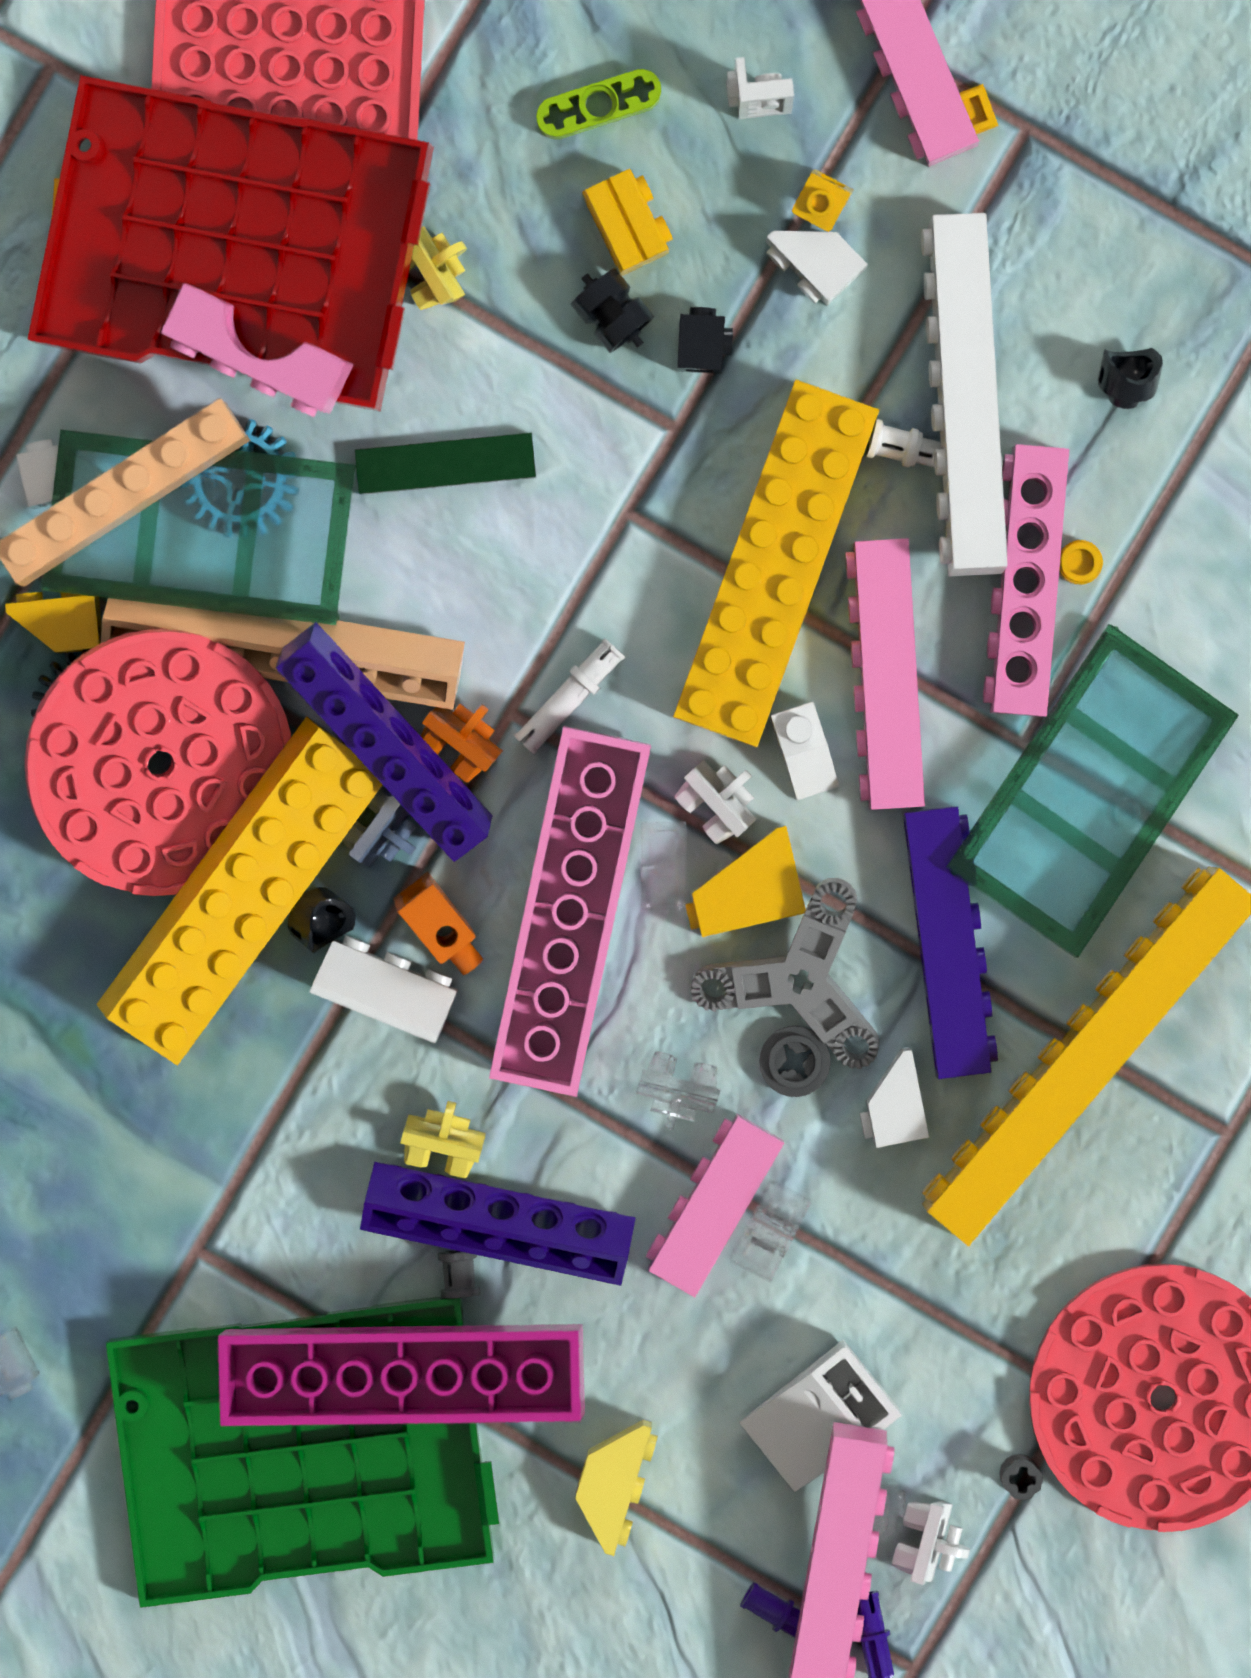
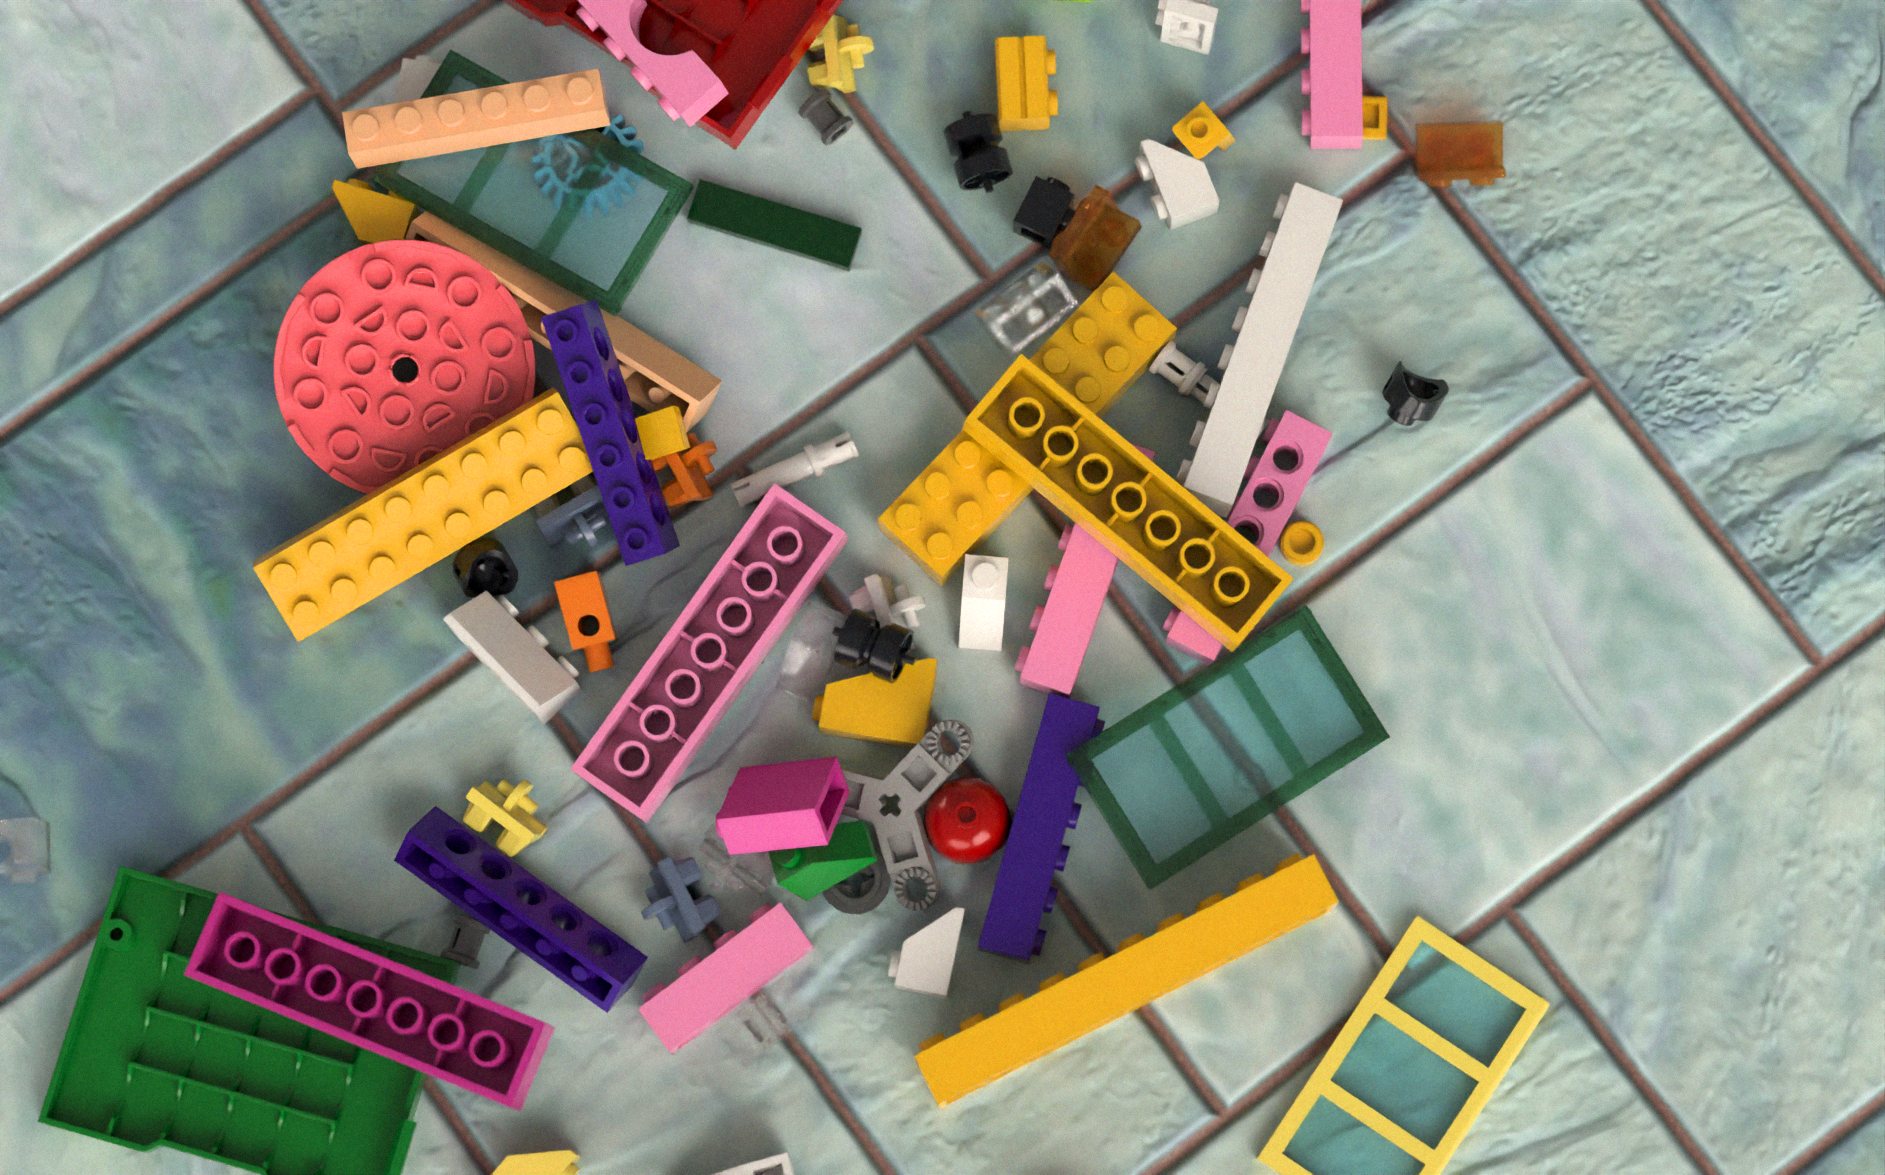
camera: 25 degrees right, 10 degrees down
(433, 720) = (662, 432): none -> yellow tile
(449, 336) = (825, 116): none -> dark grey bush
(634, 1155) = (672, 901): none -> sand blue hips
(703, 1028) = (782, 806): none -> dark pink brick
(719, 842) = (882, 648): none -> black wheel
(726, 448) = (1026, 309): none -> clear brick
(757, 1057) = (817, 868): none -> green slope
(762, 352) = (1093, 240): none -> clear orange bracket
(876, 961) = (967, 820): none -> red cylinder
(907, 607) = (1126, 502): none -> yellow brick
(1077, 114) = (1459, 152): none -> clear orange bracket

